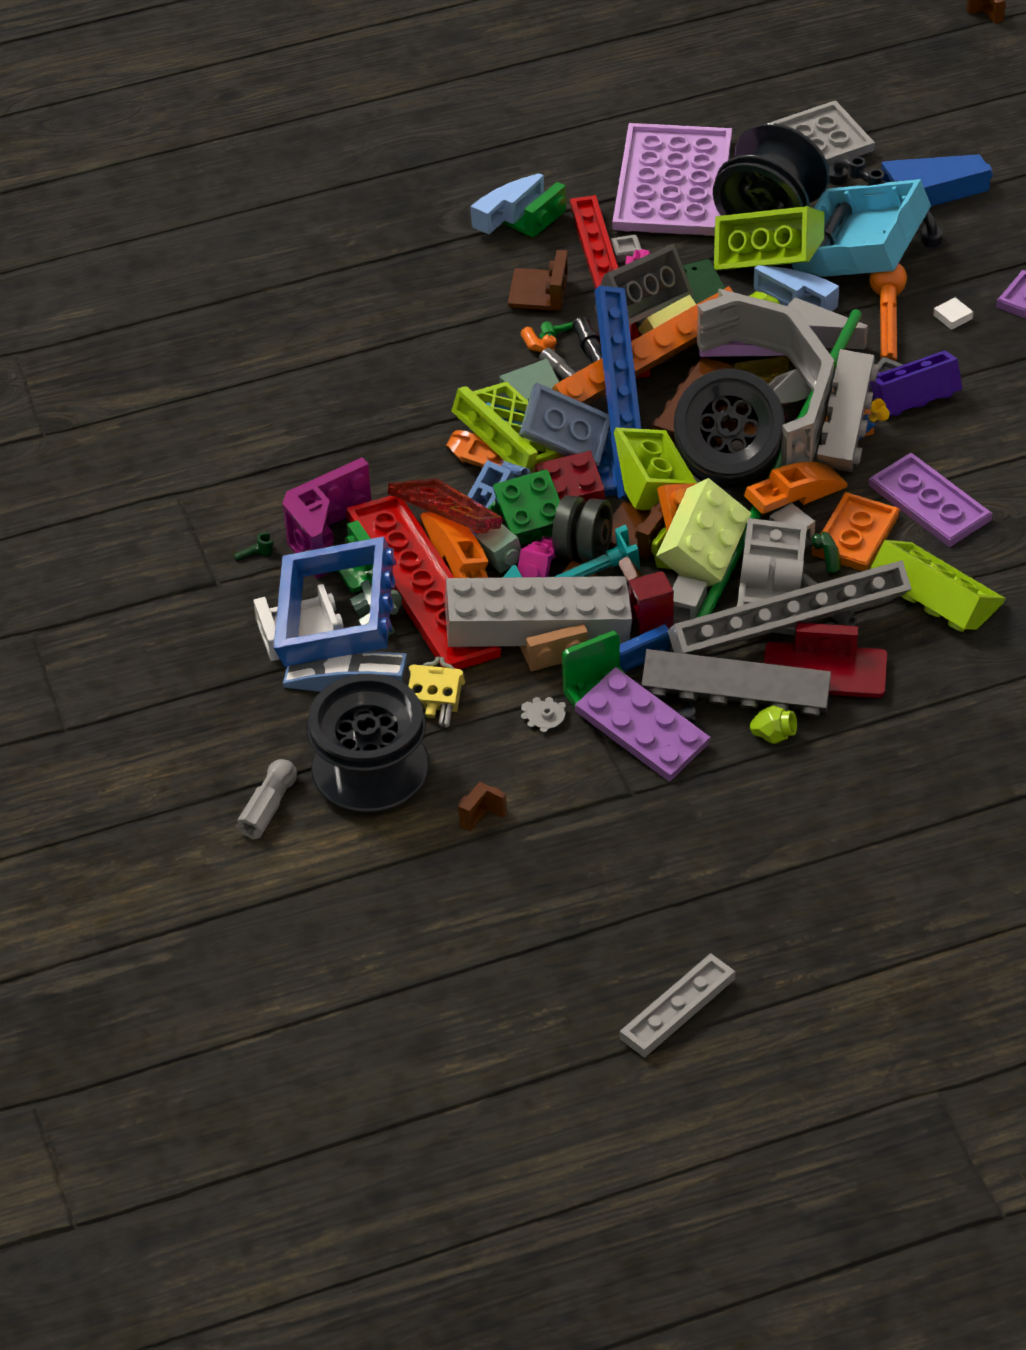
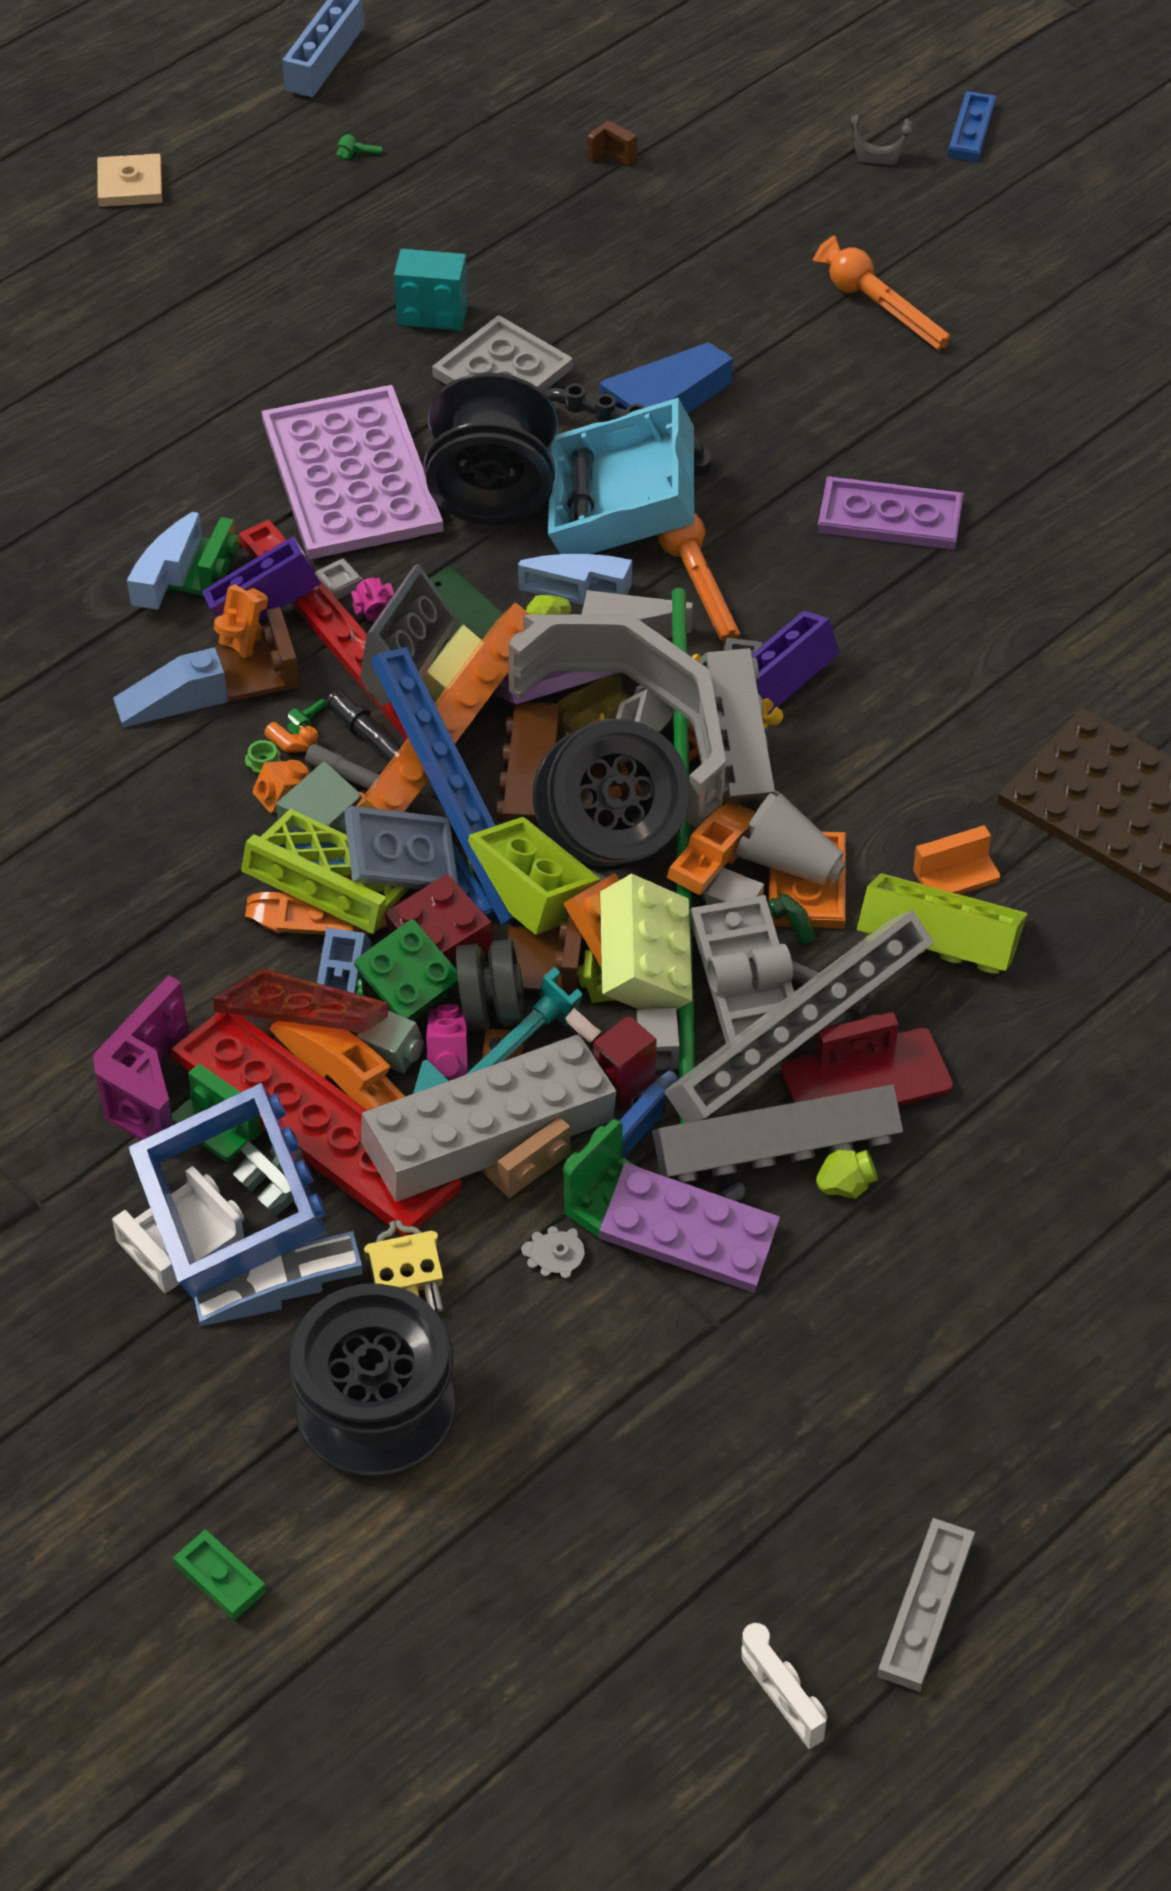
camera: 25 degrees left, 5 degrees up
(214, 835) = (219, 1574): none -> green plate
(263, 547) = (74, 1136): dark green hand -> none
(266, 798) = (263, 1498): light grey piece -> none
(475, 287) = (176, 688): none -> medium blue slope
(478, 803) = (545, 1398): reddish brown bracket -> none
(511, 347) = (261, 752): none -> bright green plate
(512, 361) = (277, 780): none -> orange bracket
(516, 469) = (371, 929): light blue piece -> none
(534, 252) = (240, 619): none -> orange hips
(550, 1019) = (783, 1686): none -> white plate
(569, 231) = (279, 573): none -> dark purple brick
(767, 237) = (518, 523): lime slope -> none
(792, 70) = (431, 289): none -> teal brick
(846, 497) = (790, 843): none -> light grey cone
(930, 499) = (871, 807): medium lavender tile -> none
(953, 313) = (774, 555): white tile -> none
(971, 549) = (957, 862): none -> orange panel

